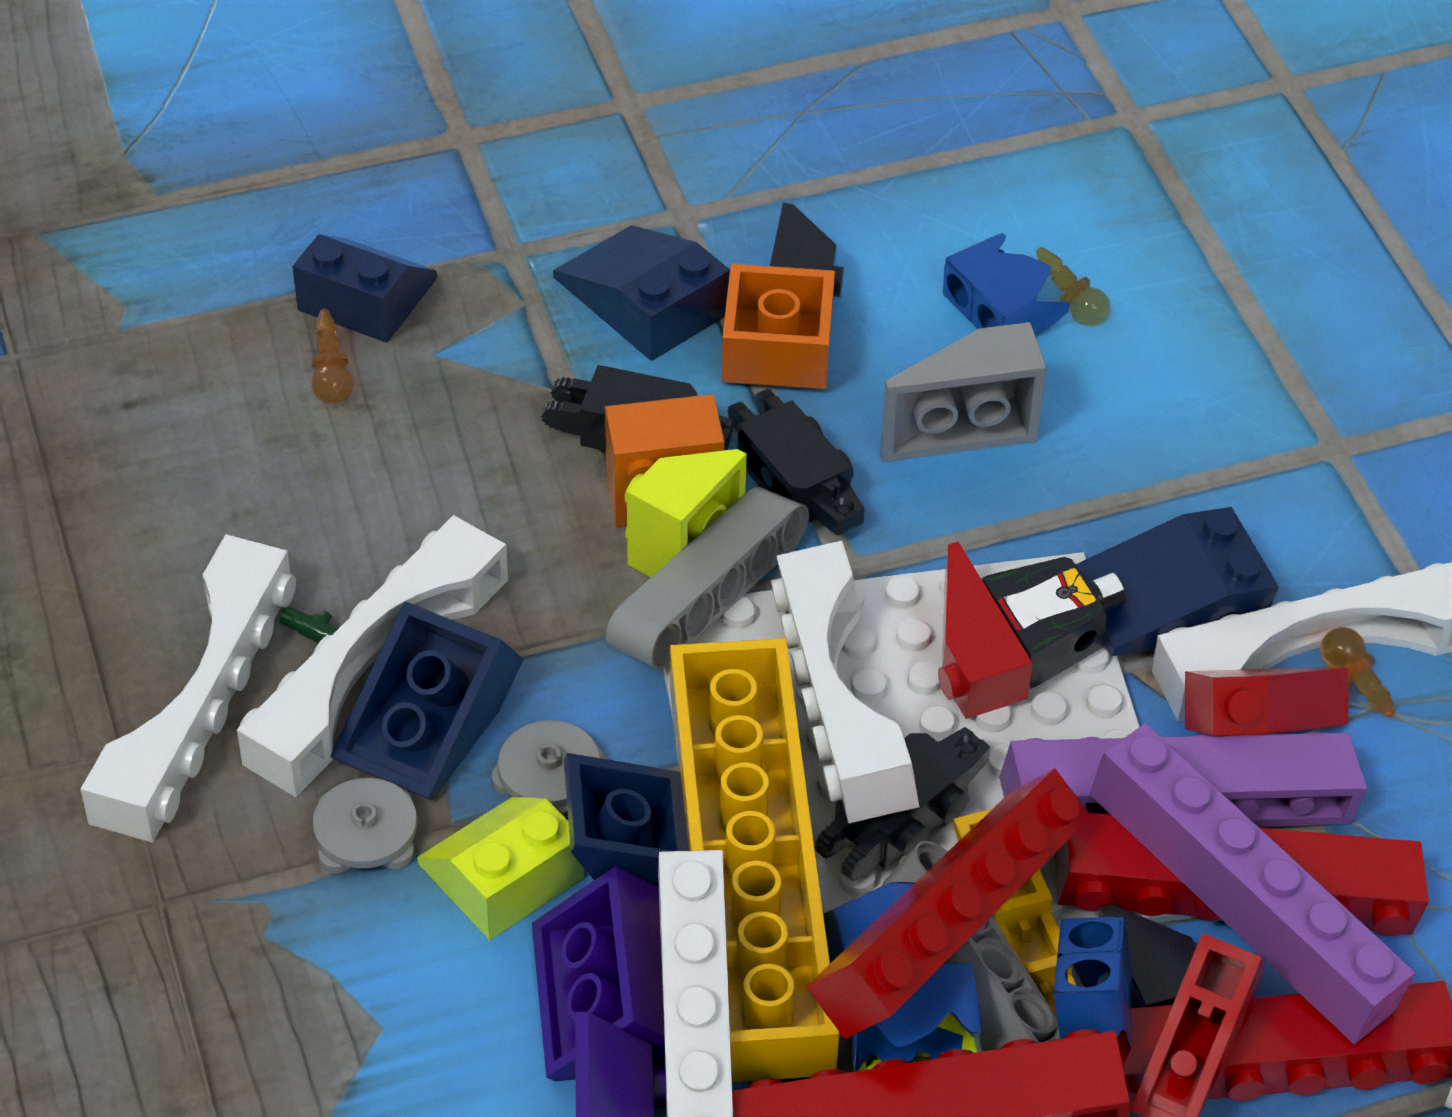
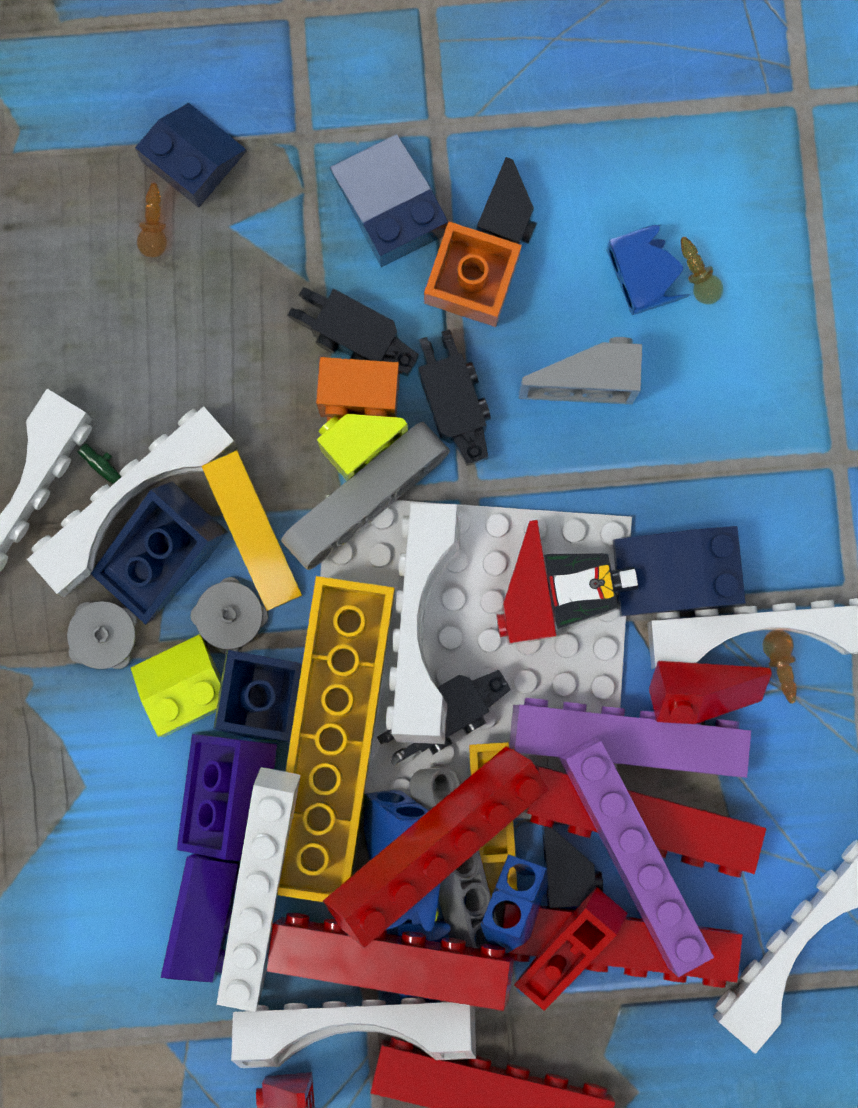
camera: 15 degrees right, 35 degrees up
(559, 651) = (251, 530): none -> yellow slope

